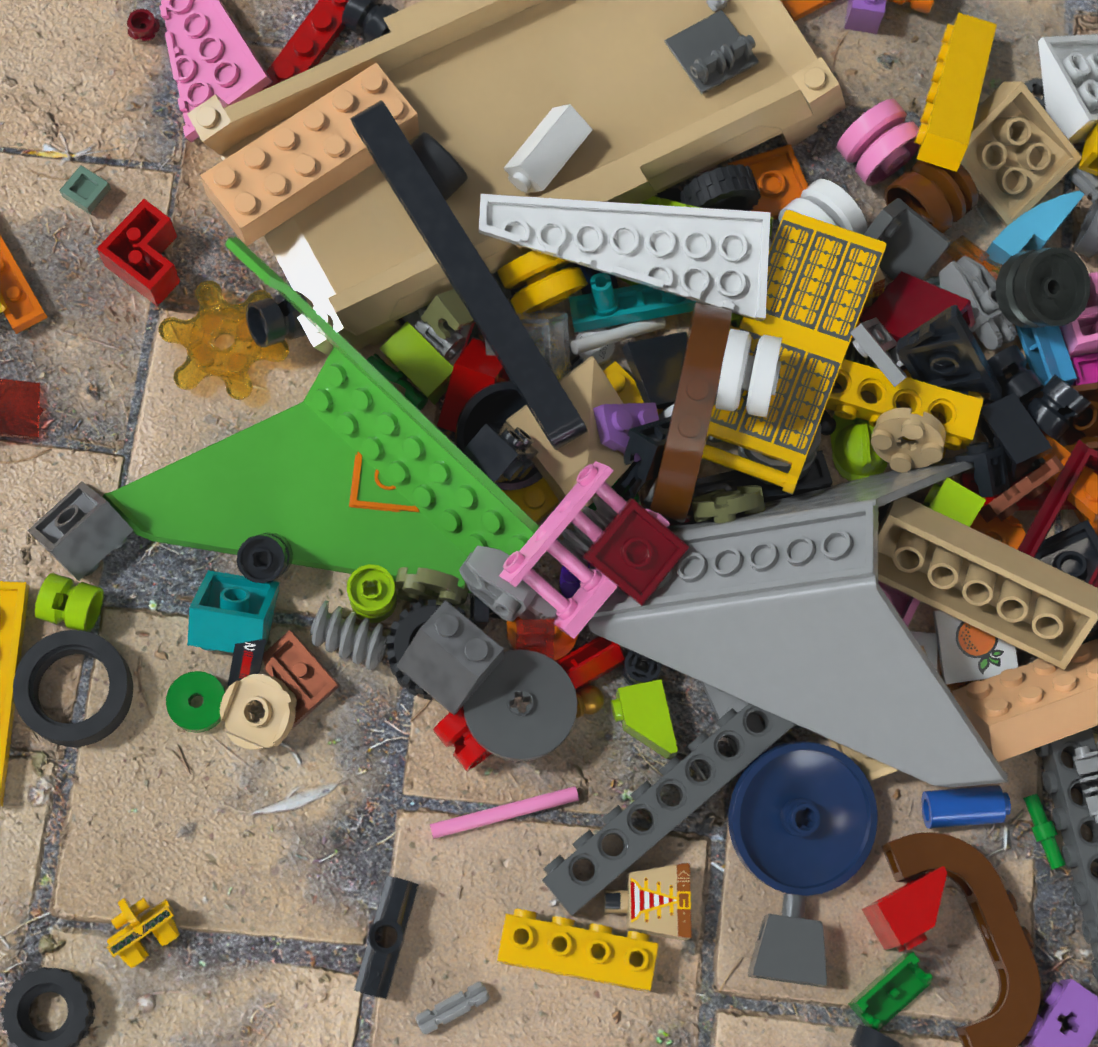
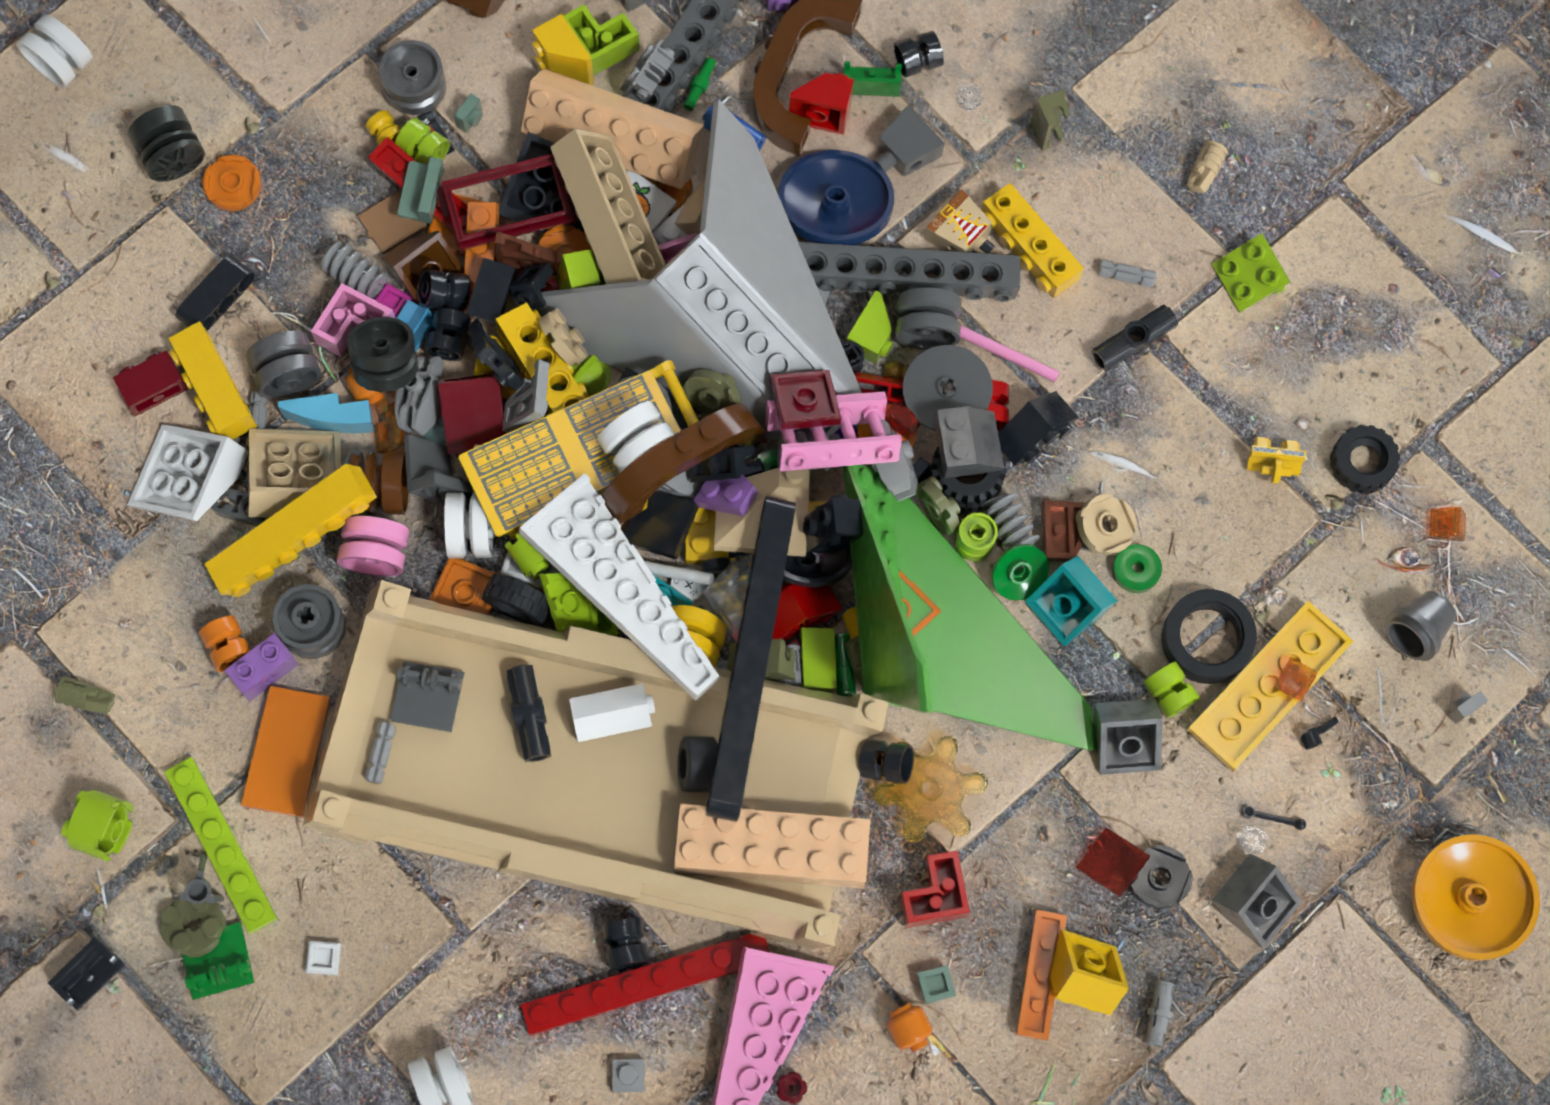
camera: 135 degrees left, 0 degrees up
(79, 136) = (909, 1027): none -> orange head
(246, 660) = (1090, 562): black sticker -> none
(264, 557) = (1025, 613): black wheel -> none
(302, 595) = (1027, 578): none -> green dish
(403, 749) = (1035, 425): none -> black brick
(605, 770) = (928, 318): none -> dark grey wheel
(616, 100) = (528, 713): none -> black piece
(869, 52) = (300, 606): none -> dark grey wheel

